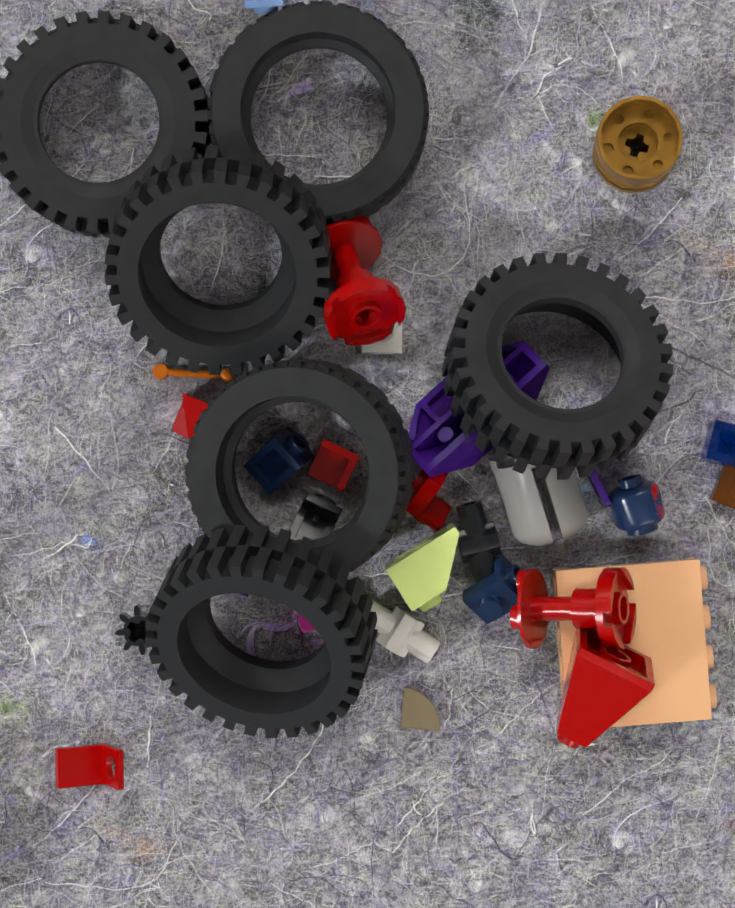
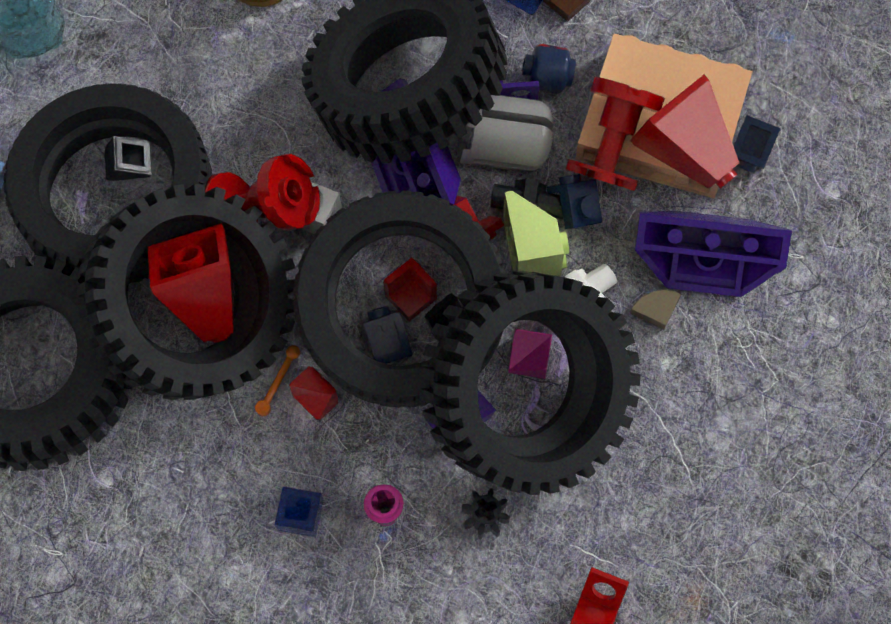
camera: 65 degrees left, 20 degrees down
(71, 454) = (299, 512): none -> clear blue slope
(92, 538) = (381, 497): none -> dark pink cone
(230, 262) = (195, 281): none -> red slope
(336, 130) = (127, 159): none -> black slope
(496, 745) = (711, 251): none -> dark purple wedge
(633, 746) = (755, 143): none -> dark blue bracket

